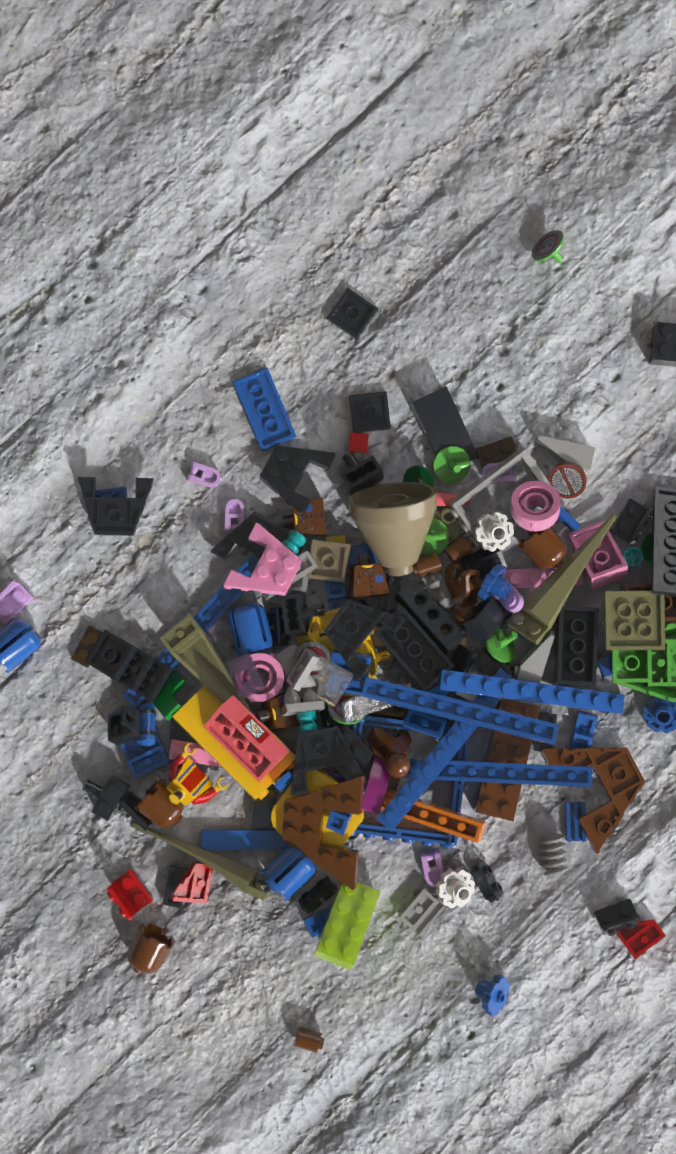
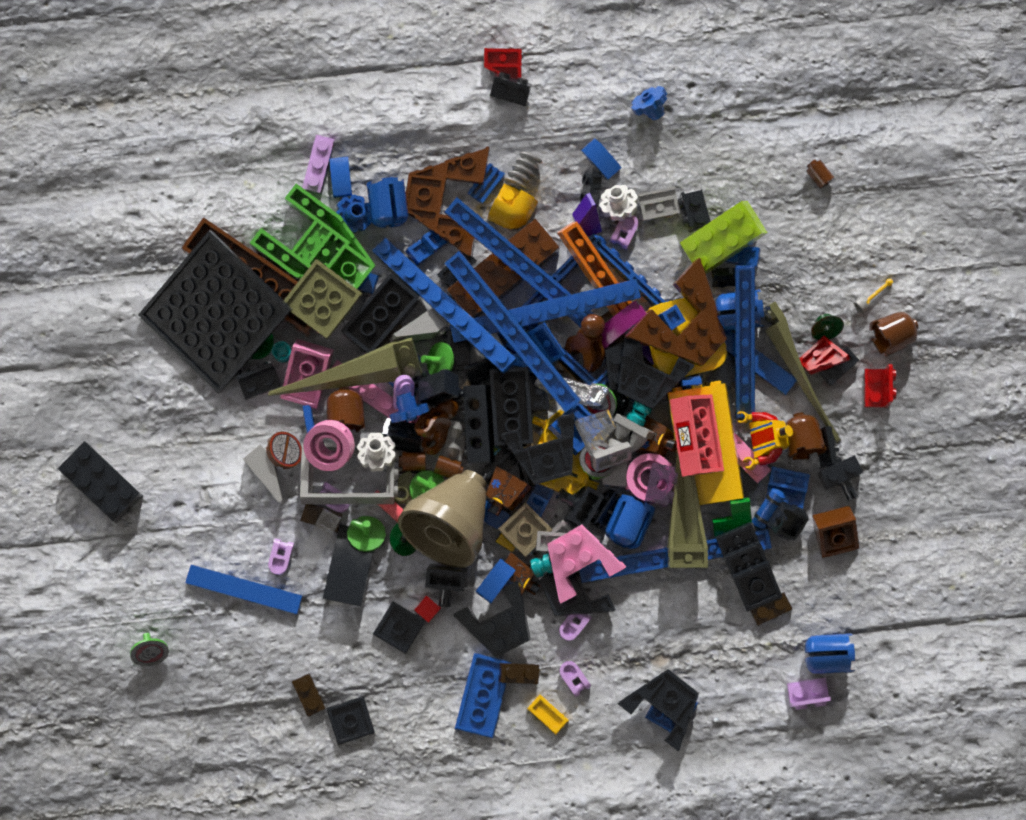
camera: 145 degrees left, 5 degrees down
(80, 747) = (836, 531): none -> reddish brown slope
(193, 954) = (863, 304): none -> hinge
(203, 432) = (547, 714): none -> yellow tile
(208, 913) = (827, 326): none -> dark green piece
(249, 446) = (519, 673): none -> dark brown plate
(266, 850) = (745, 339): none -> blue tile
(320, 501) = (495, 581): none -> blue slope
(388, 928) = (694, 210): none -> black bracket
(399, 308) = (308, 695): none -> dark brown plate
(472, 855) = (587, 216): none -> dark purple slope
(484, 422) = (314, 547): none -> clear slope
(497, 914) = (601, 158): none -> blue slope
(503, 389) = (277, 563): none -> lavender plate
(513, 350) = (244, 589): none -> blue tile
(538, 816) = (512, 208): none -> yellow brick
(643, 742) = (387, 202): none -> blue cylinder

